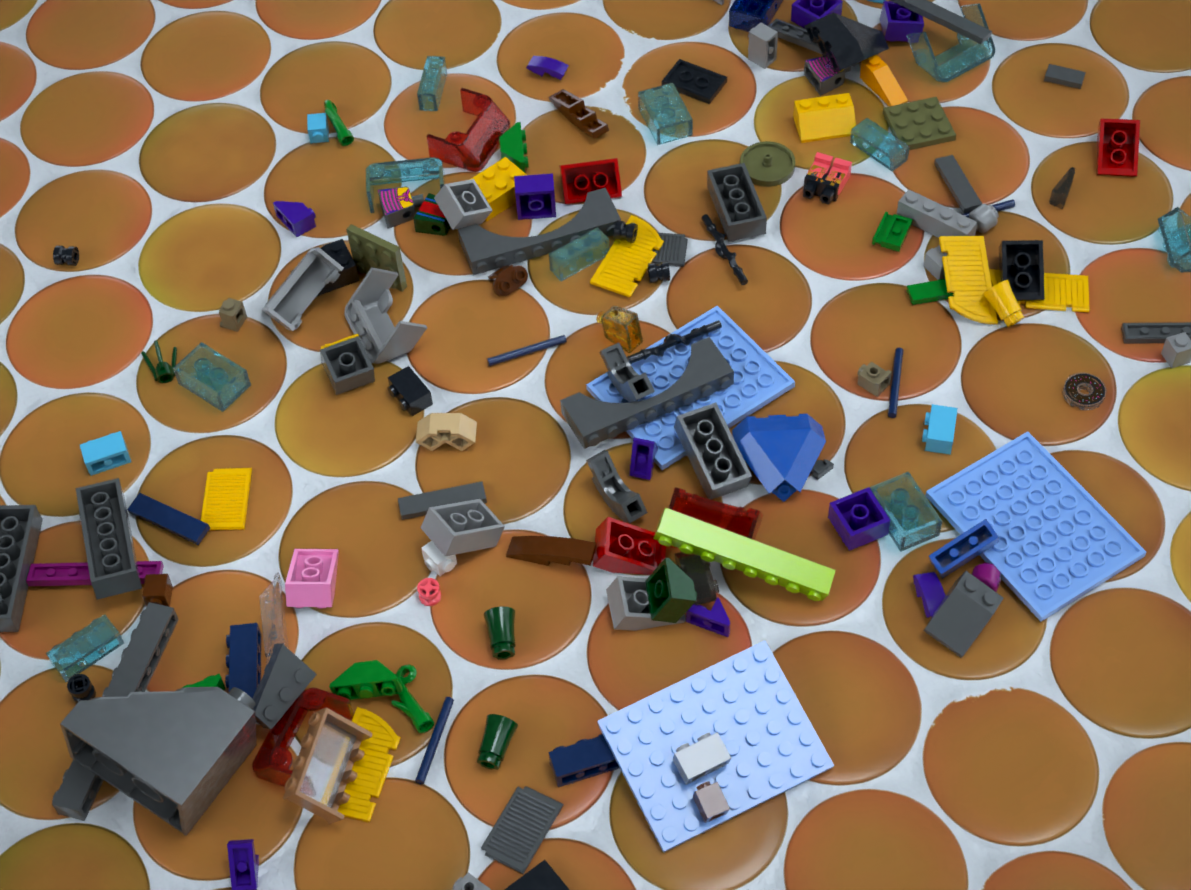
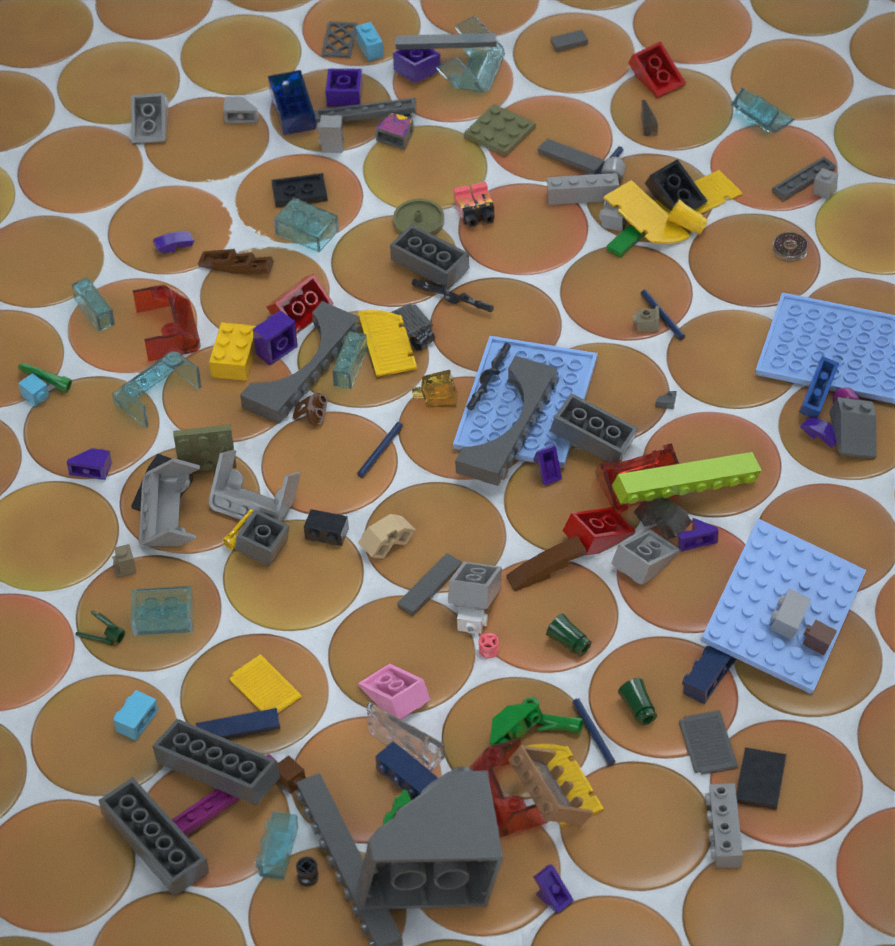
camera: 40 degrees left, 5 degrees down
(280, 686) = (458, 750): dark grey wedge -> none
(398, 205) = (167, 407): dark grey torso -> none
(430, 218) = (208, 397): dark green torso -> none
(463, 204) = (230, 373): light grey brick -> none
(513, 147) = (212, 314): green slope -> none
(616, 494) = (549, 500): dark grey arch -> none
(623, 376) = (484, 421): dark grey arch -> none
(625, 231) = (370, 323): black wheel -> none
(669, 592) = (663, 531): dark green slope -> none
(780, 450) = (639, 400): blue panel -> none
(824, 117) = (429, 162): yellow slope -> none
(845, 40) = (394, 95): black panel -> none
(859, 518) = (731, 412): dark purple brick -> none
(879, 78) = (440, 112): light orange slope -> none
(879, 144) = (488, 159): clear light blue brick -> none
(892, 231) = (559, 215): green plate -> none
(909, 511) = (756, 390): clear light blue brick -> none
(940, 430) = (725, 325): medium azure brick -> none

